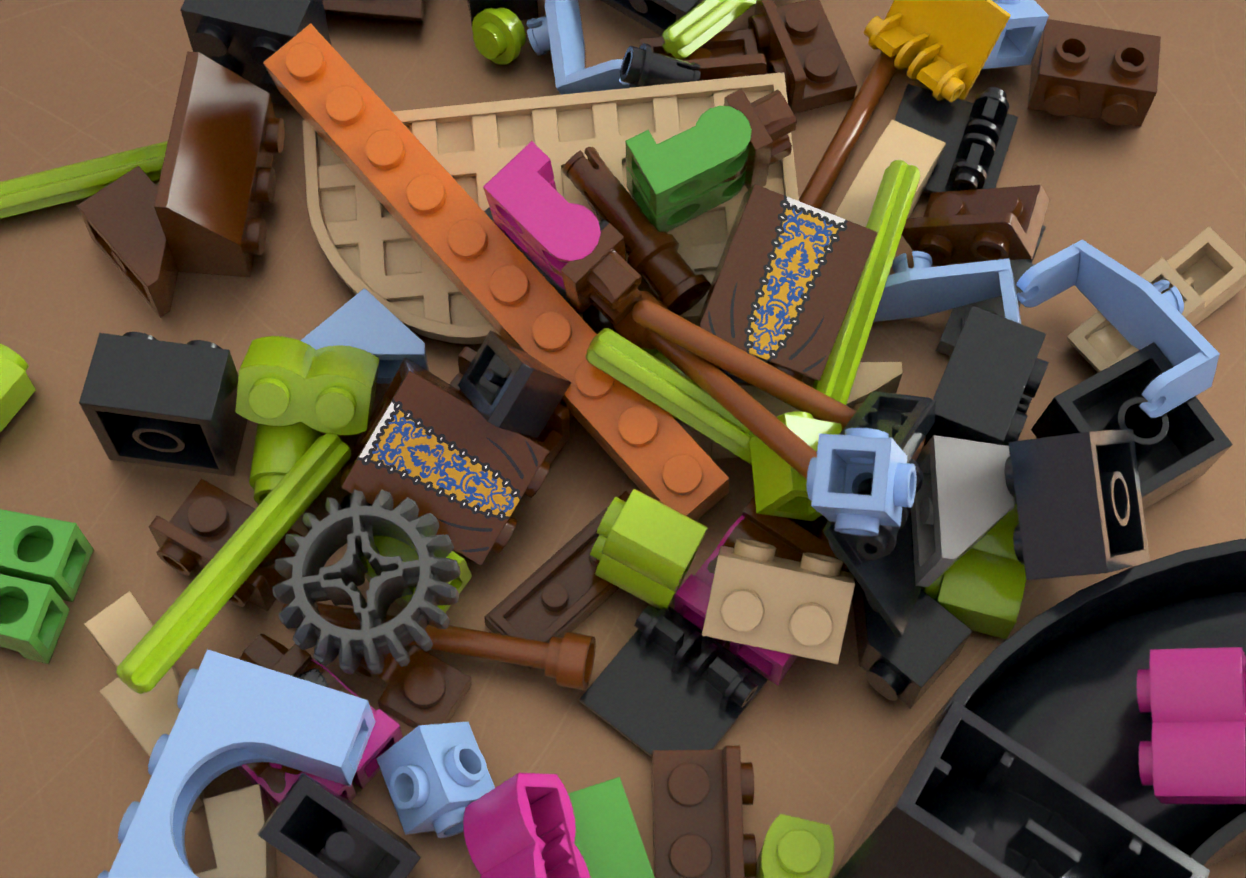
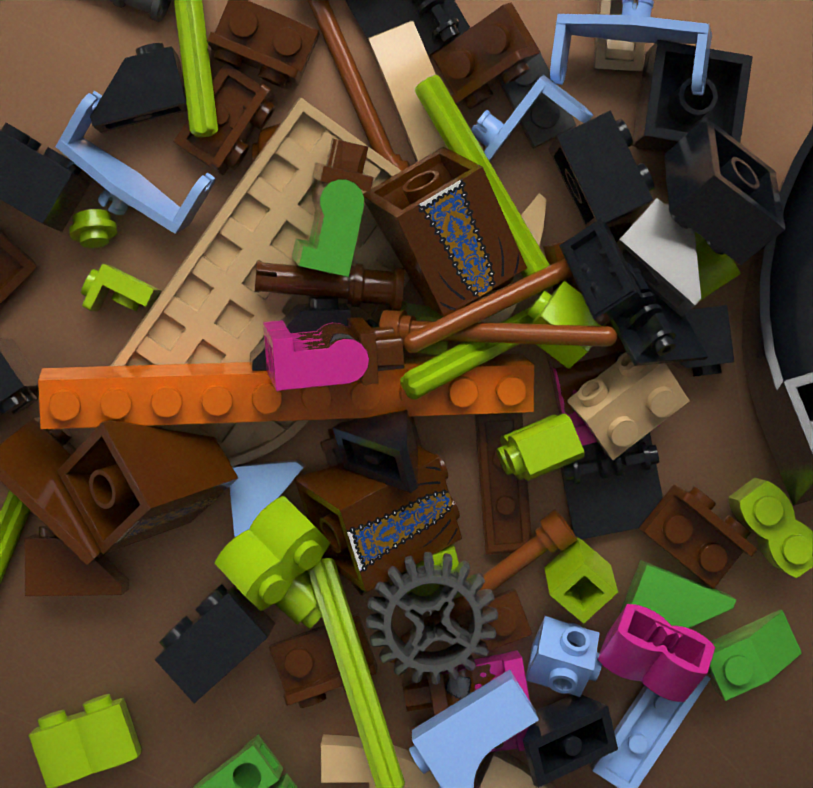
camera: 55 degrees left, 25 degrees up
(287, 211) = (143, 480): none -> reddish brown slope
(450, 78) = (127, 289): none -> lime bracket
(540, 723) = (580, 580): none -> lime brick
(647, 68) = (228, 169): black pin -> none
(844, 464) = (636, 346): light blue brick -> none

